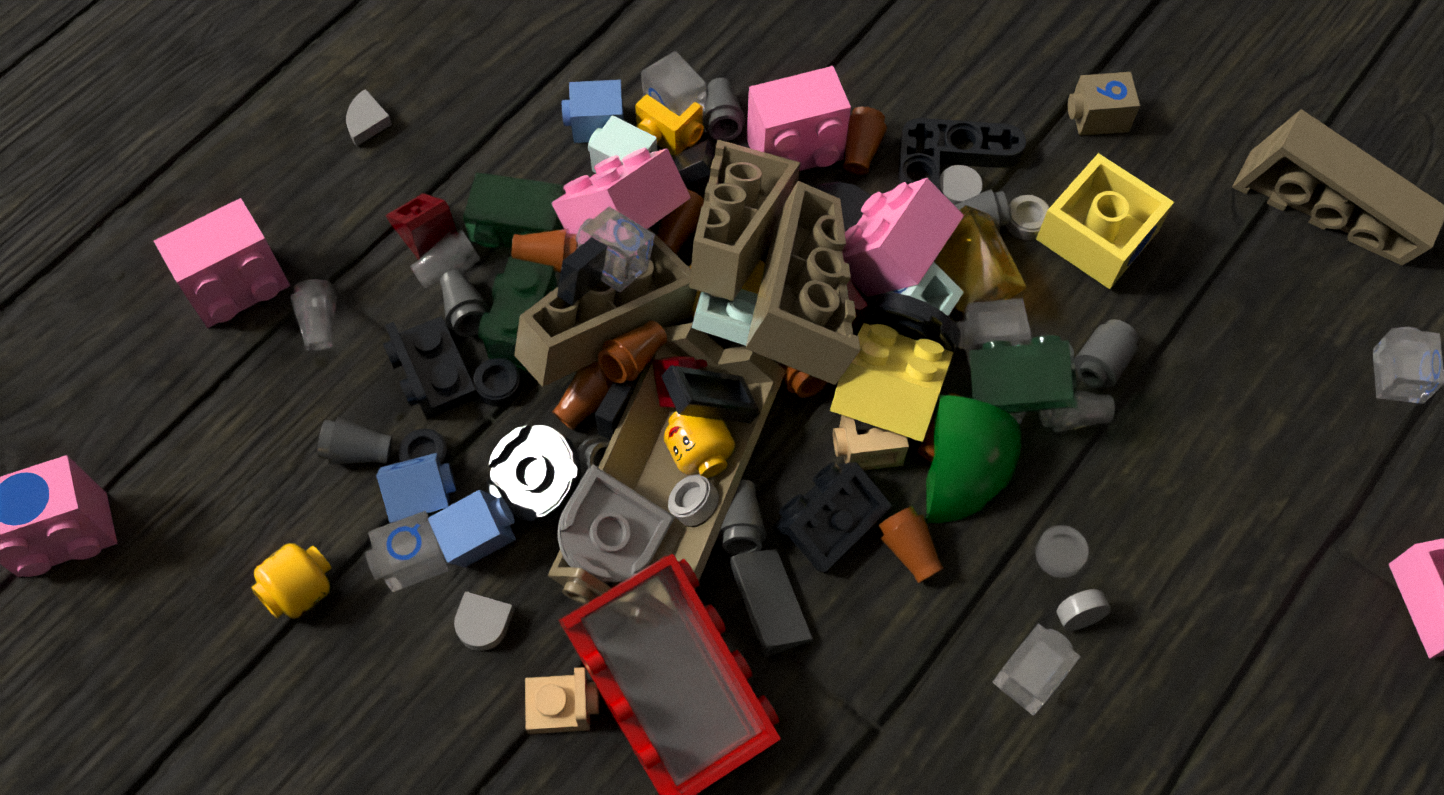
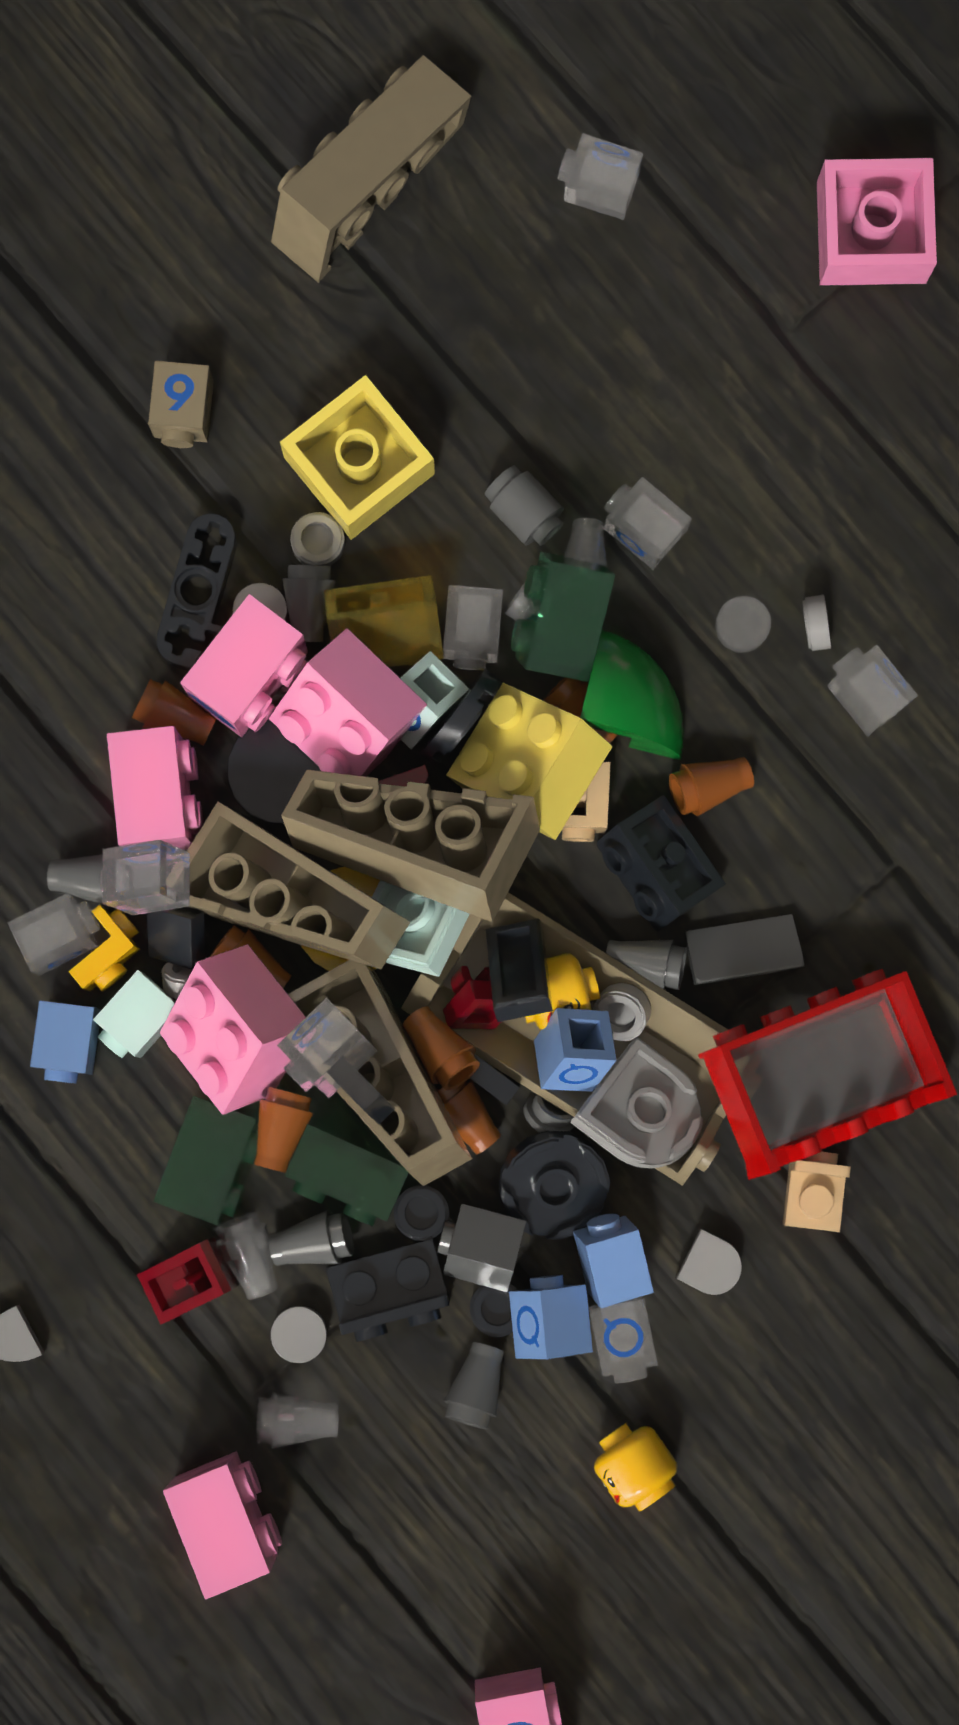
camera: 80 degrees left, 20 degrees up
(385, 306) = (299, 1334): none -> light grey tile
(471, 423) = (481, 1247): none -> dark grey brick
(651, 456) = (575, 1050): none -> medium blue brick
(728, 119) = (145, 877): none -> clear brick
(909, 146) = (246, 667): none -> bright pink brick
(1125, 450) = (645, 521): none -> clear brick

